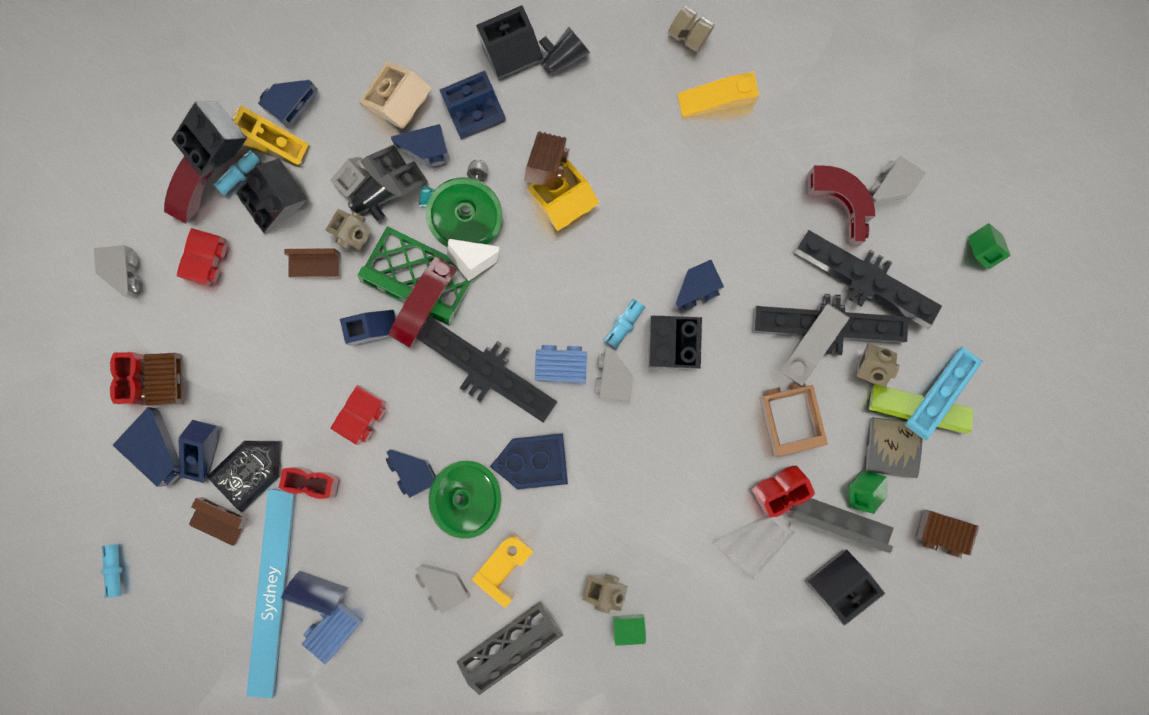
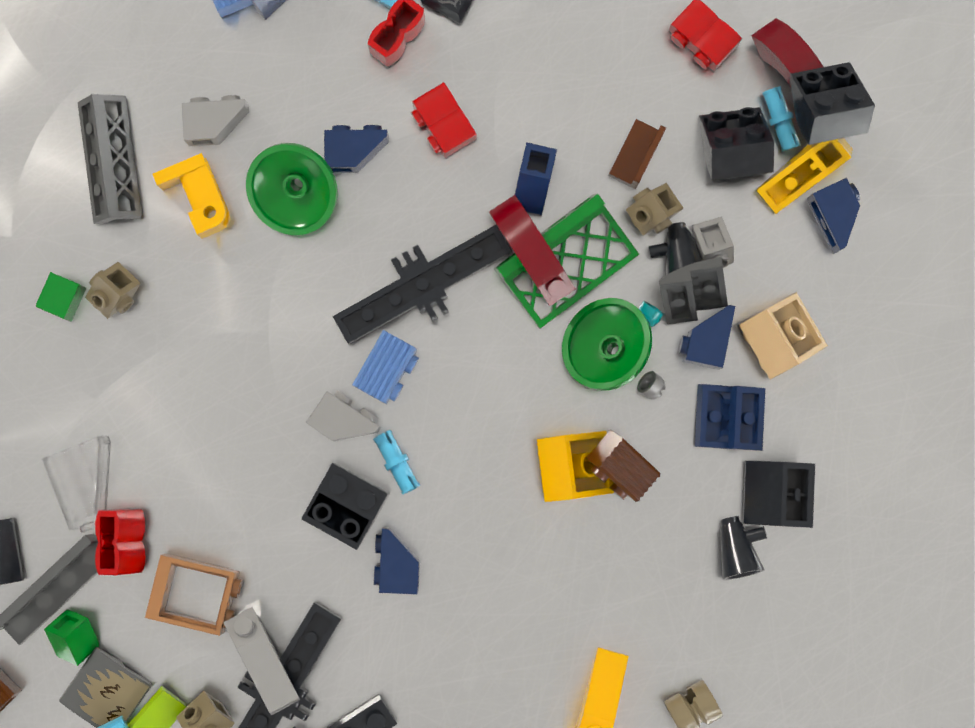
camera: 110 degrees right, 0 degrees up
(471, 257) = (554, 329): white slope -> none
(533, 462) = (296, 285): dark blue tile -> none

